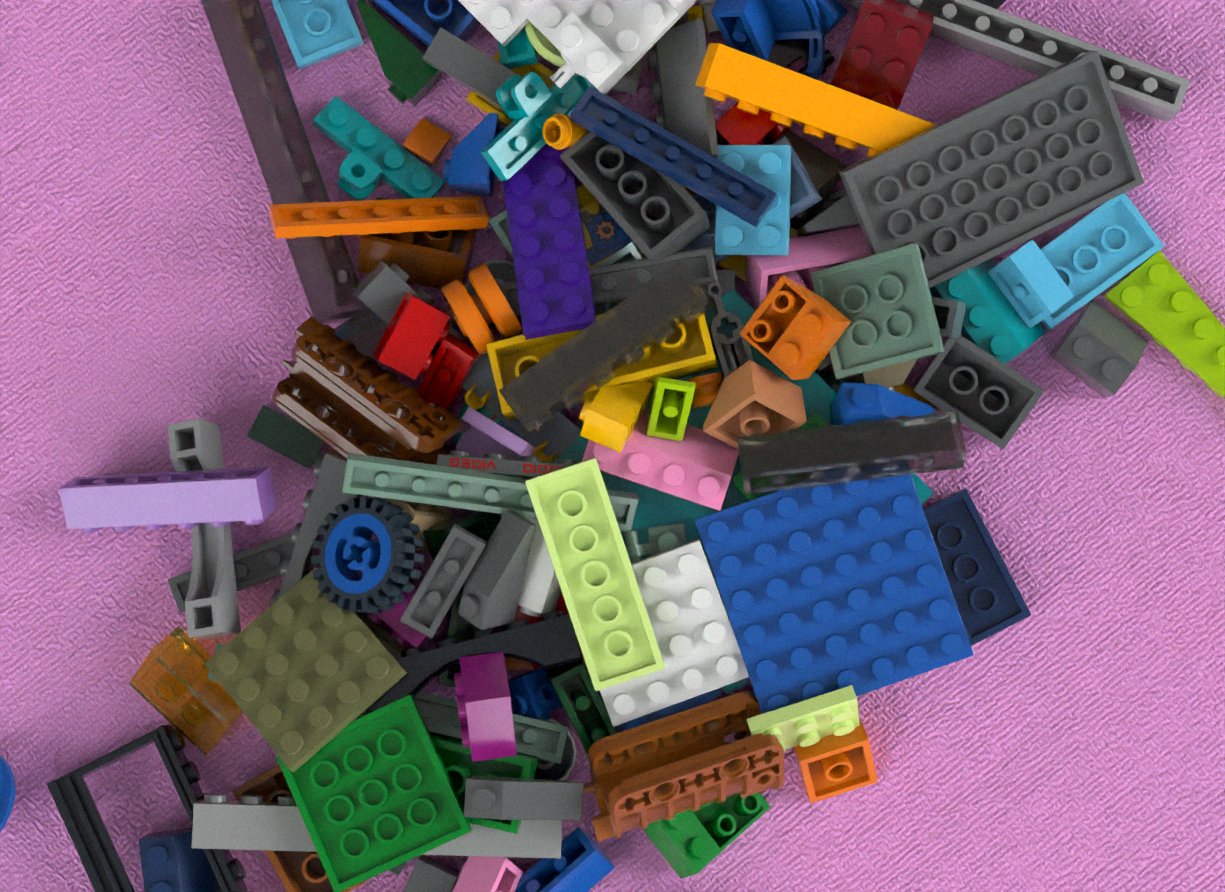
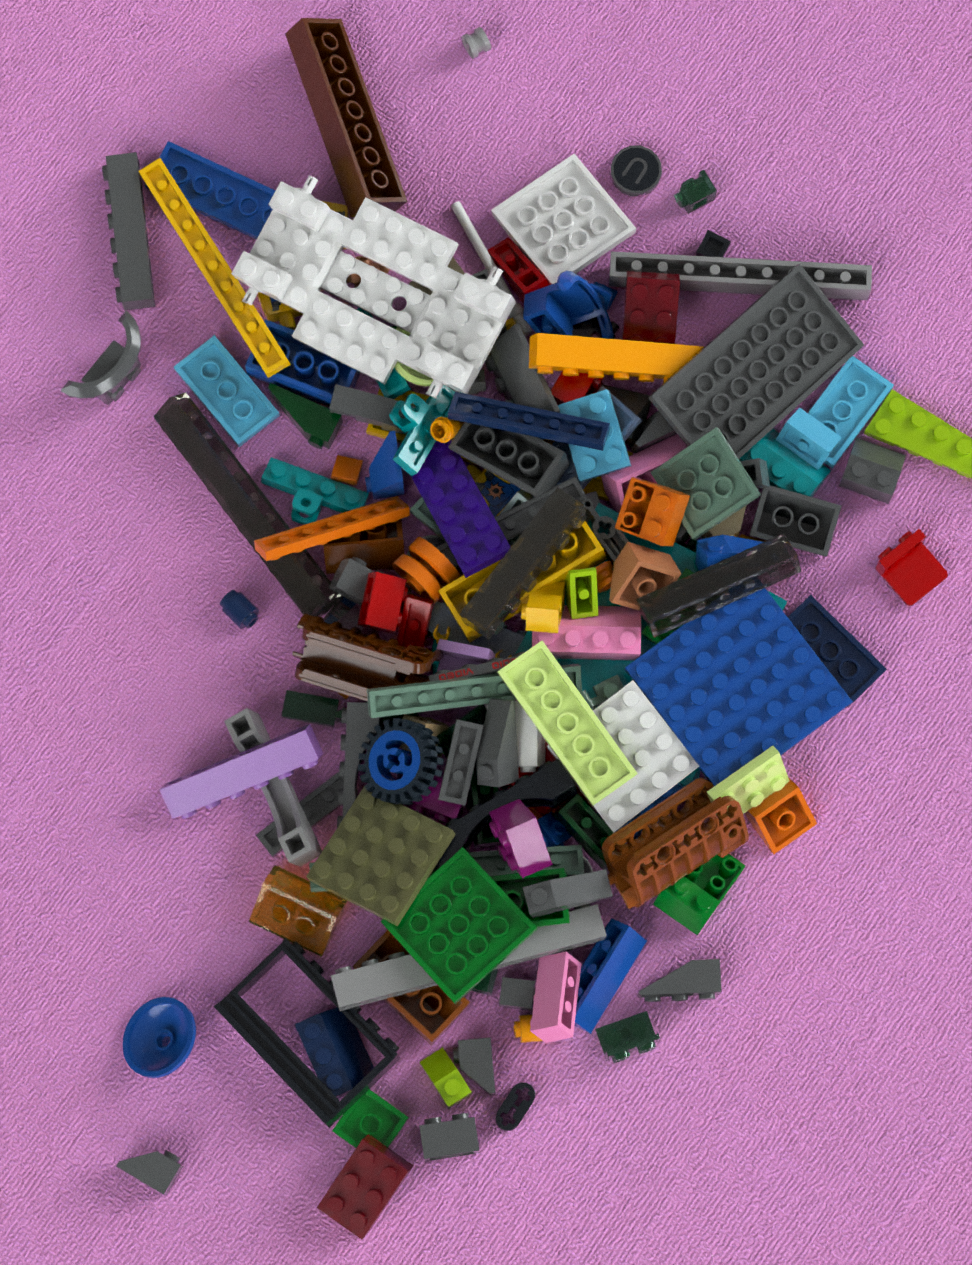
camera: 20 degrees left, 10 degrees down
(235, 282) = (239, 609): none -> dark blue brick
(1106, 494) = (911, 568): none -> red bracket

